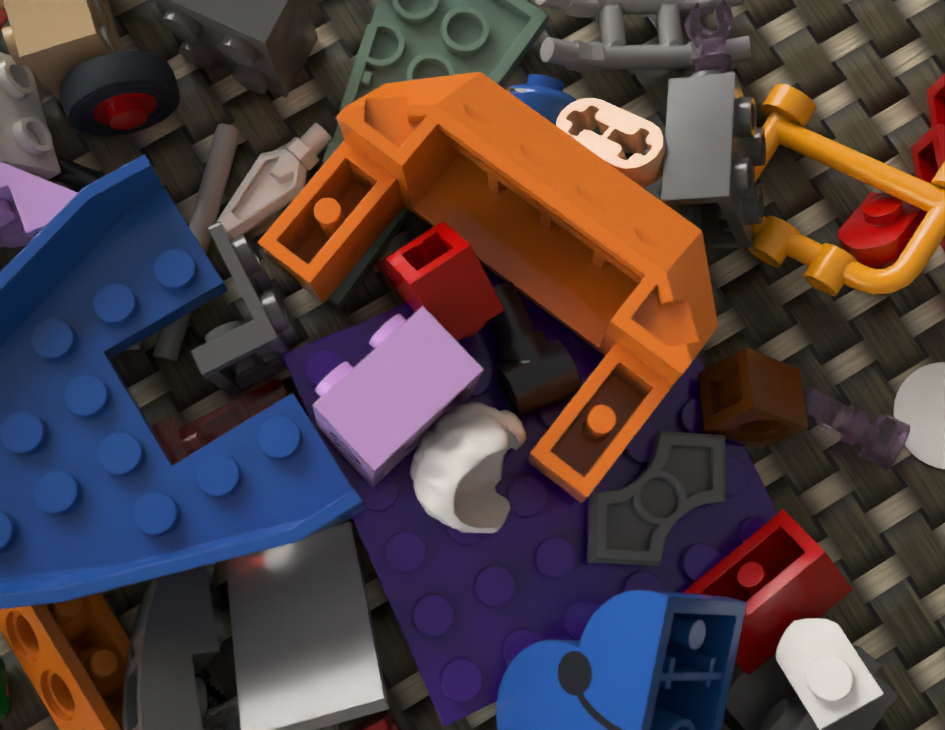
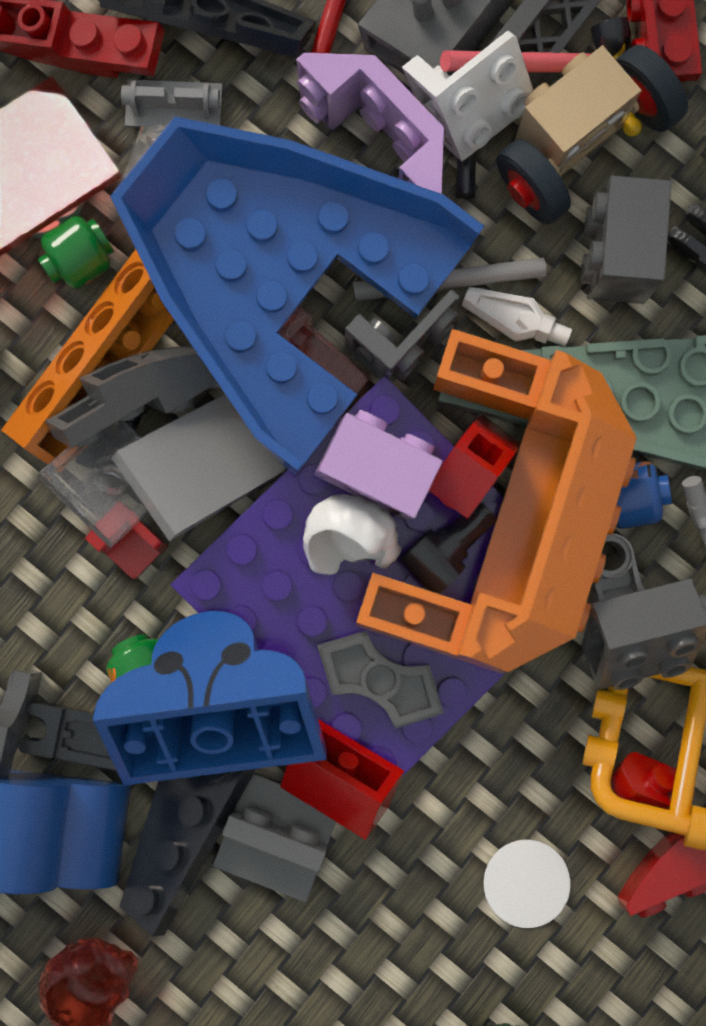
camera: 75 degrees right, 5 degrees up
(619, 132) = (639, 557): light nougat beam -> none
(752, 399) = (478, 725): reddish brown brick -> none
(825, 670) = (300, 831): white plate -> none
(881, 439) = (487, 833): piece -> none

